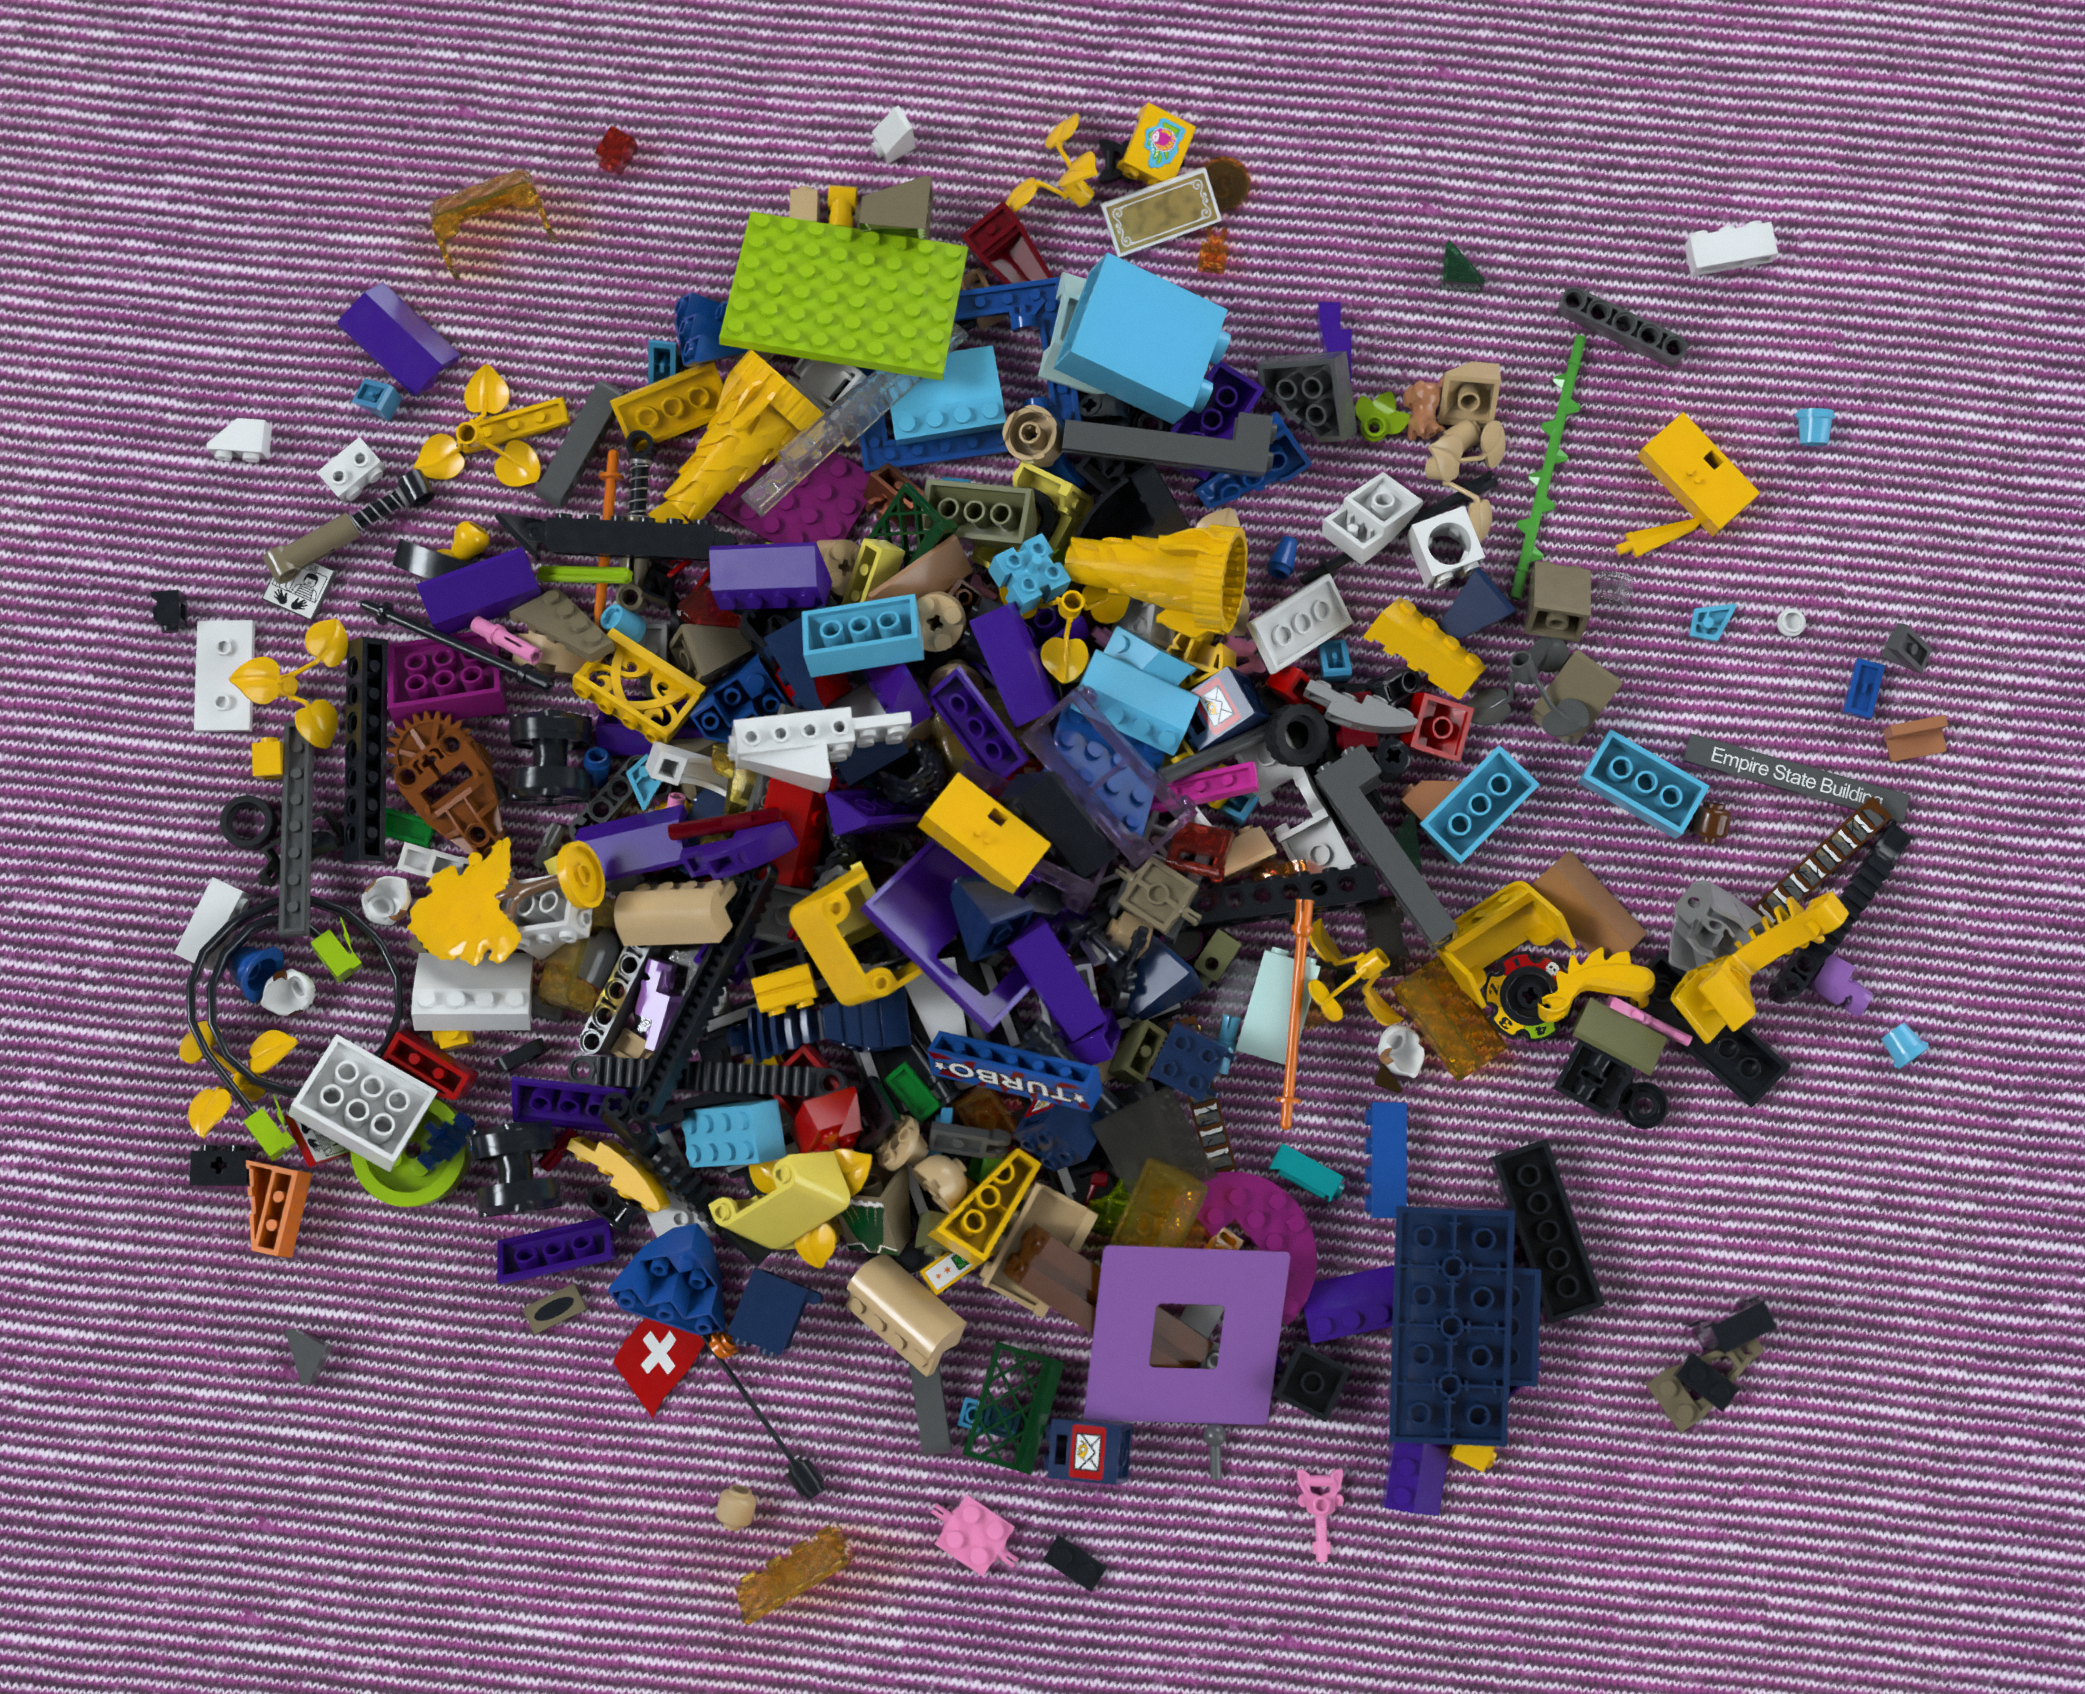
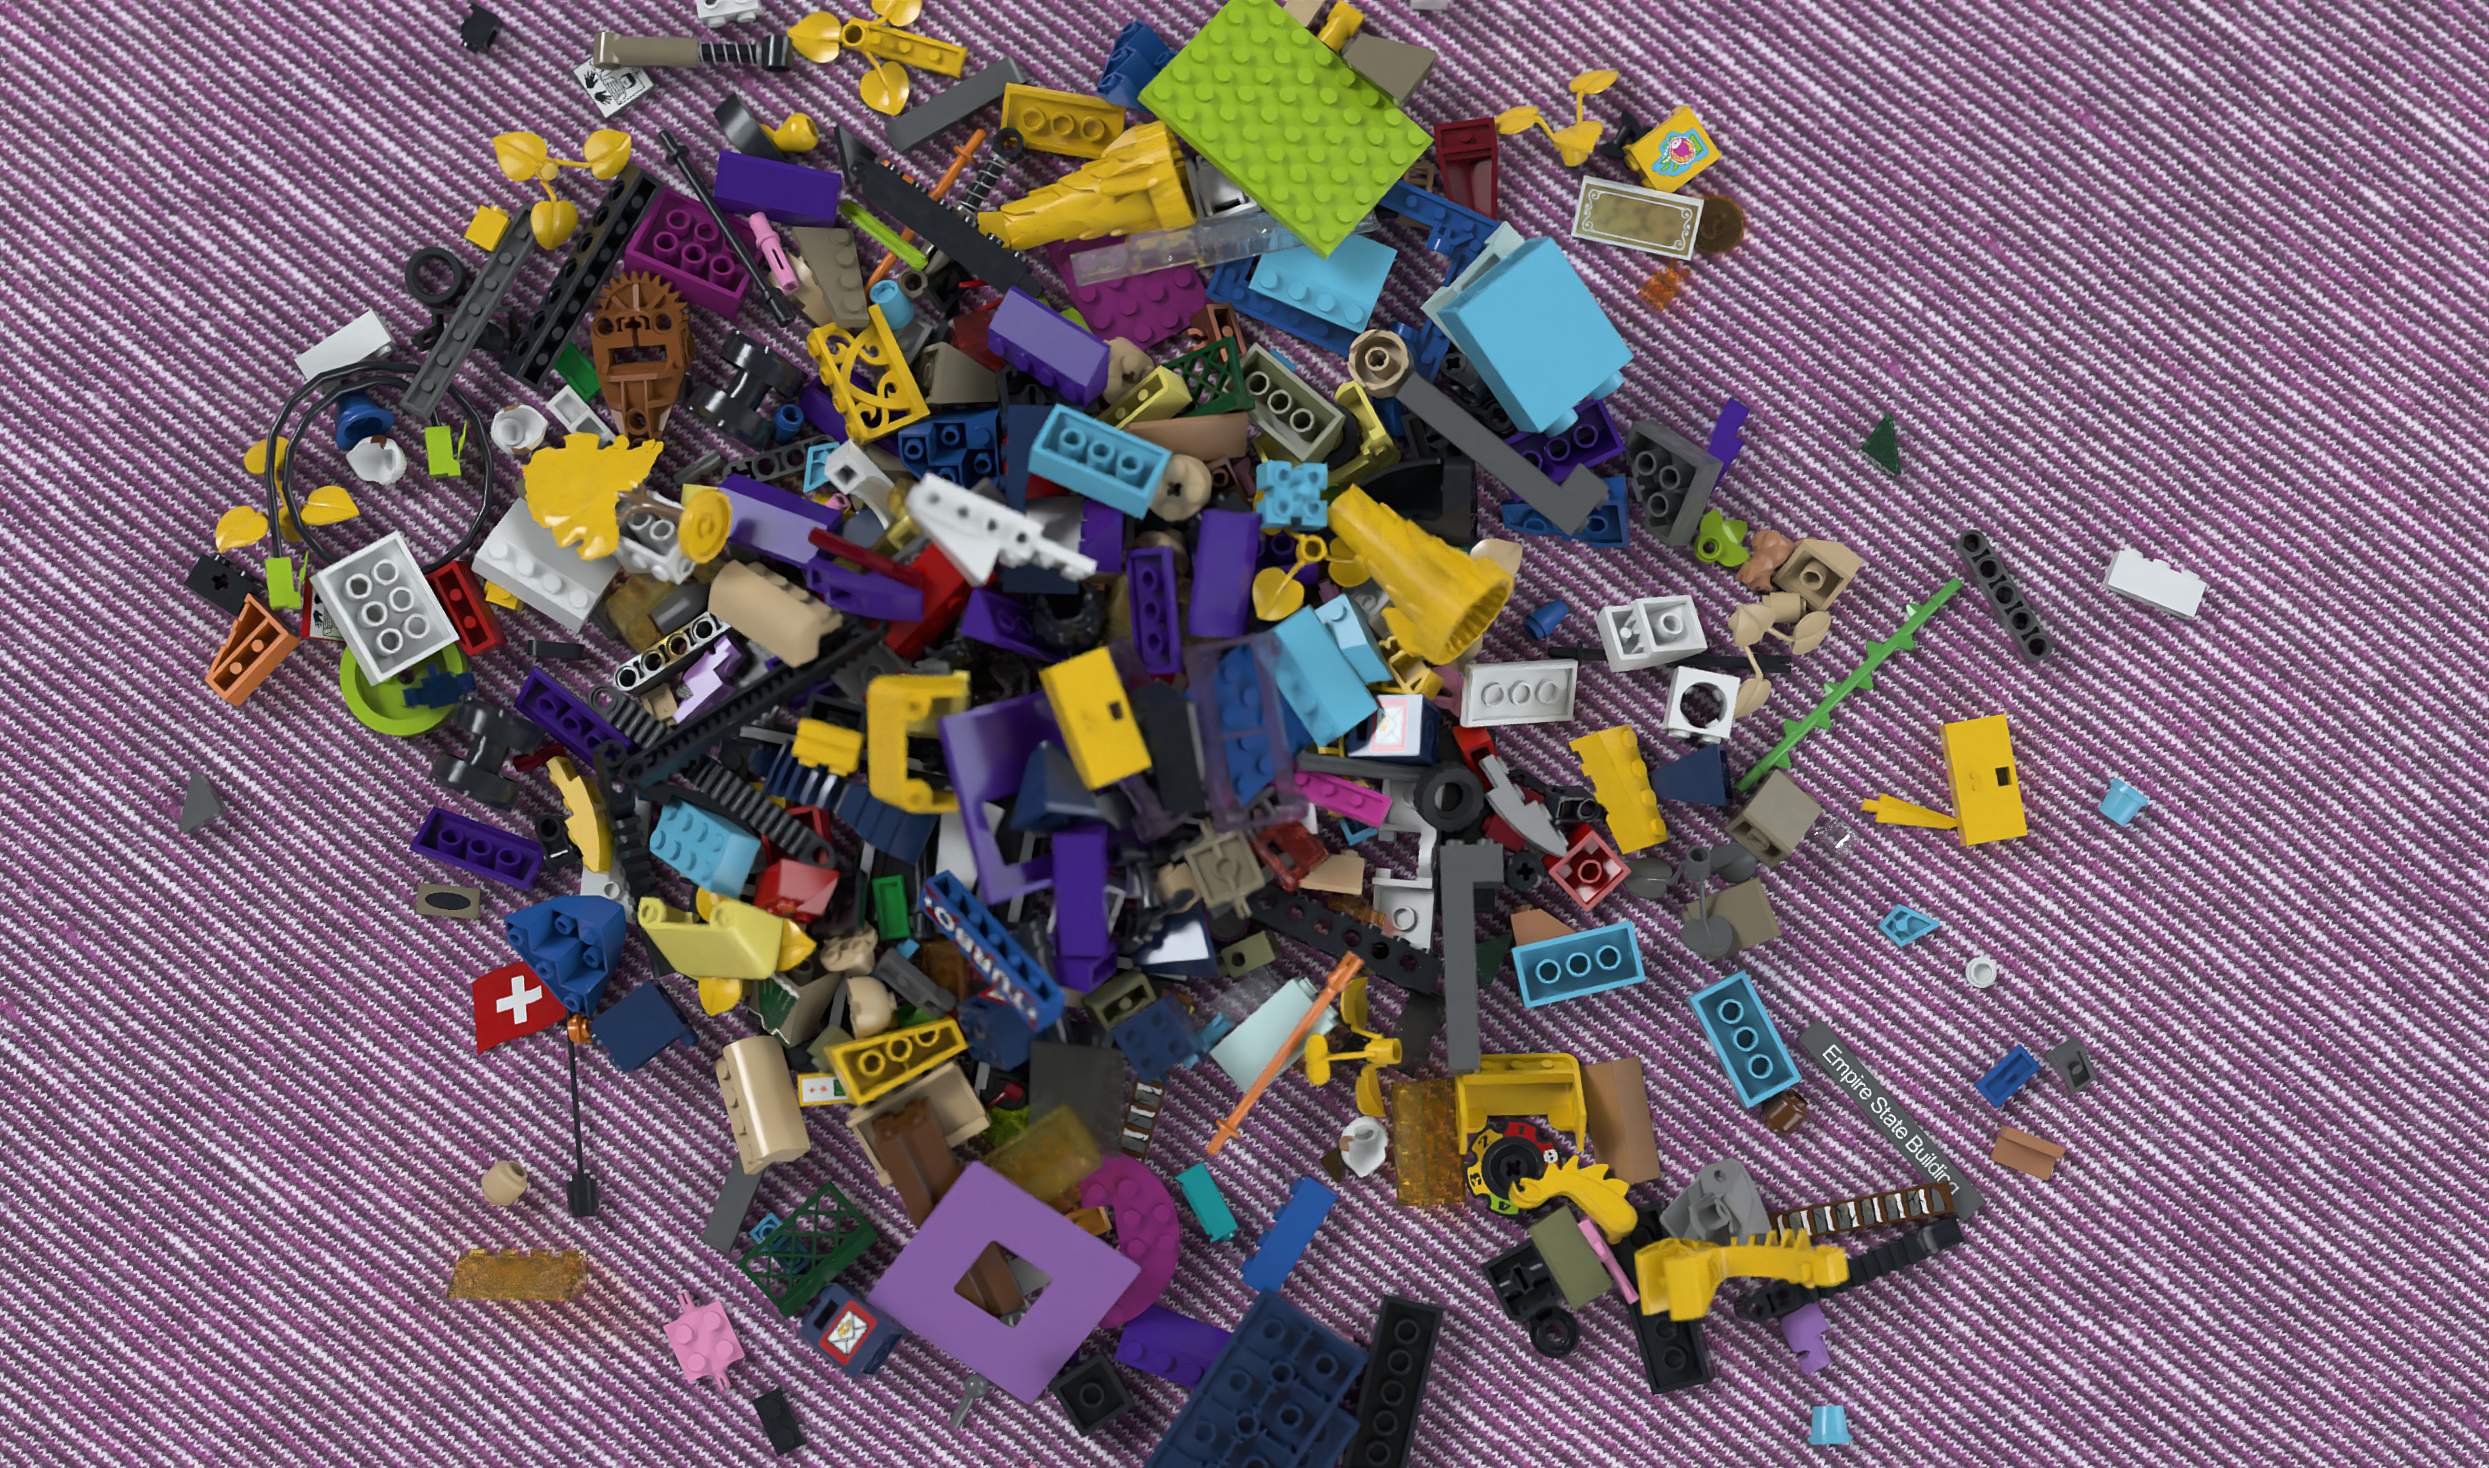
camera: 25 degrees right, 5 degrees up
(219, 652) = (501, 105): white plate -> none
(663, 360) = (1080, 74): dark azure slope -> none
(1334, 661) = (1531, 745): dark azure slope -> none

